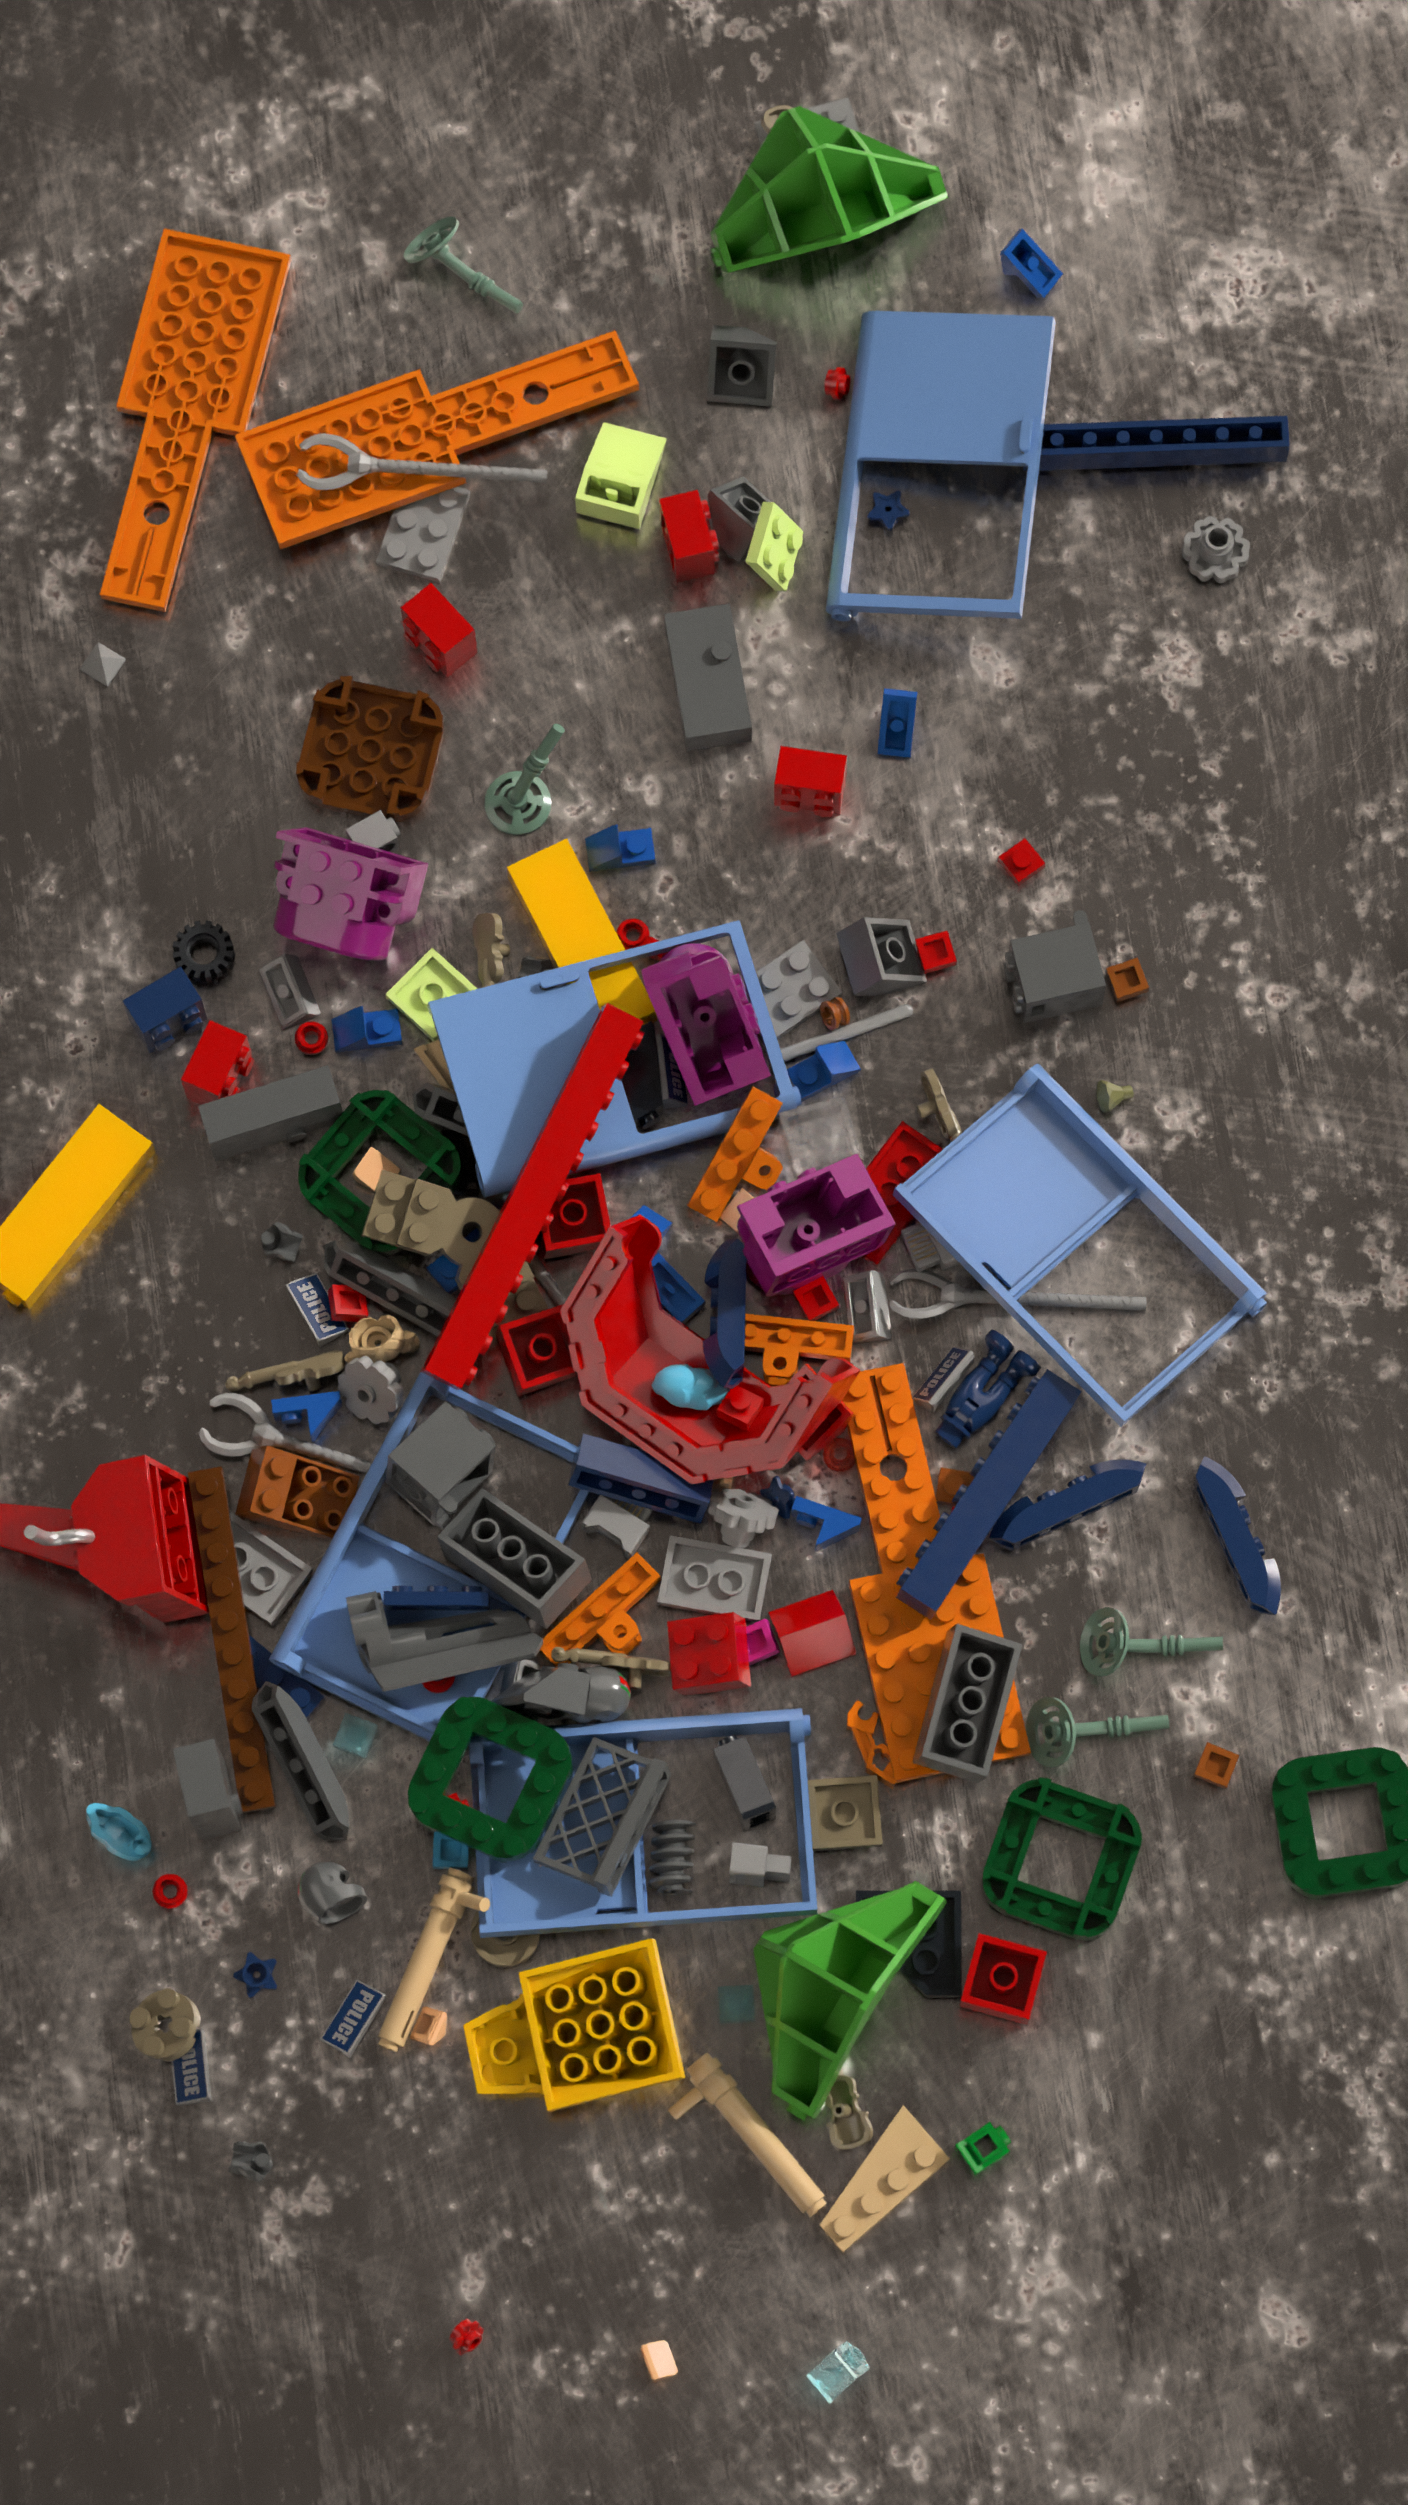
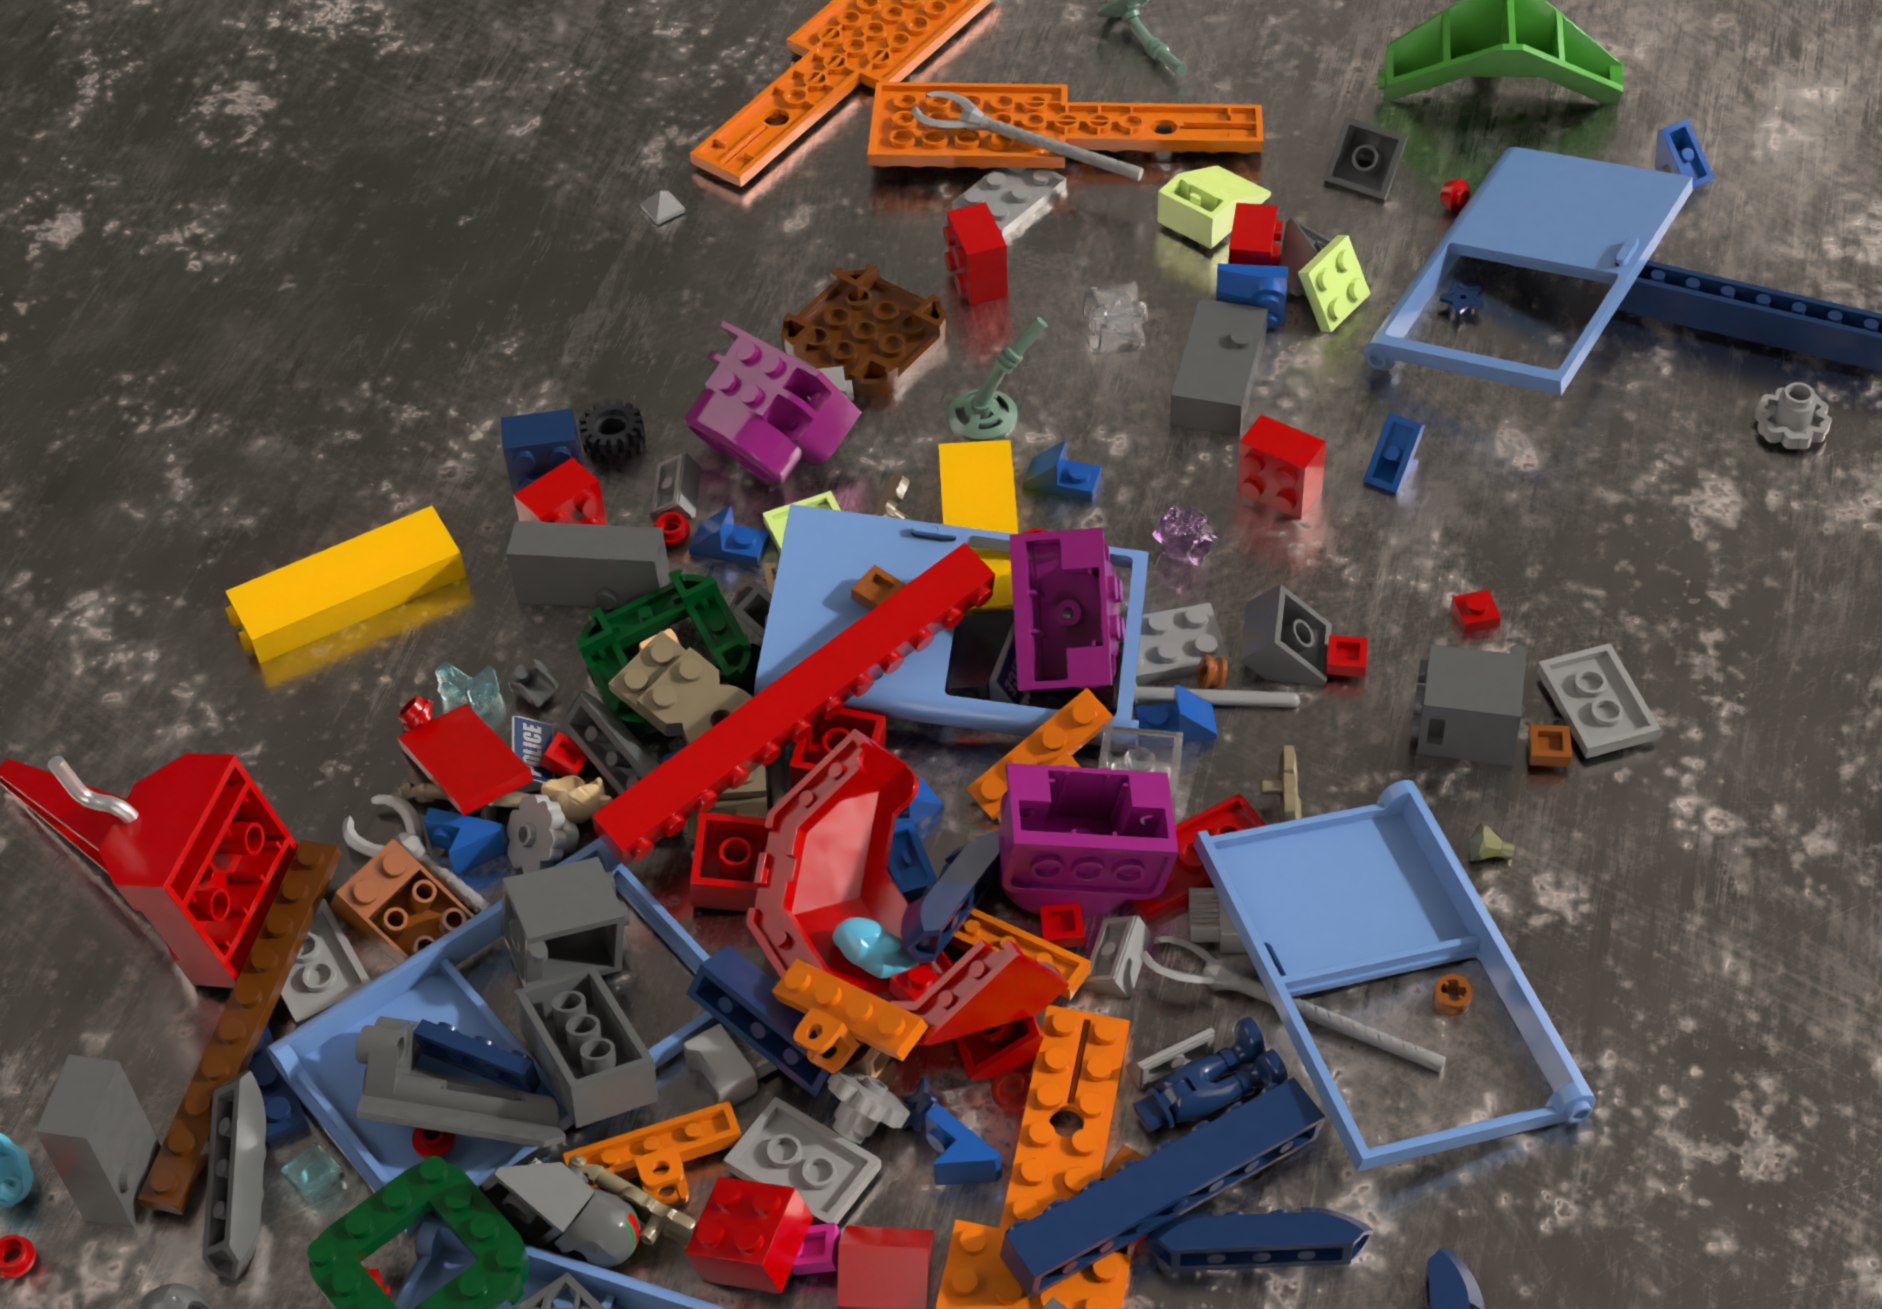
camera: 25 degrees right, 25 degrees down
(198, 1309) = (415, 712): none -> red plate
(221, 1273) = (461, 689): none -> clear light blue bracket
(270, 1341) = (465, 759): none -> red tile
(545, 1063) = (875, 588): none -> dark orange plate
(596, 661) = (1115, 319): none -> clear brick
(707, 1466) = (843, 1015): none -> orange plate
(710, 587) = (1256, 287): none -> blue slope
(756, 881) = (1186, 535): none -> clear purple brick
(1136, 1231) = (1463, 990): none -> dark orange bush
(1150, 919) = (1598, 700): none -> light grey plate

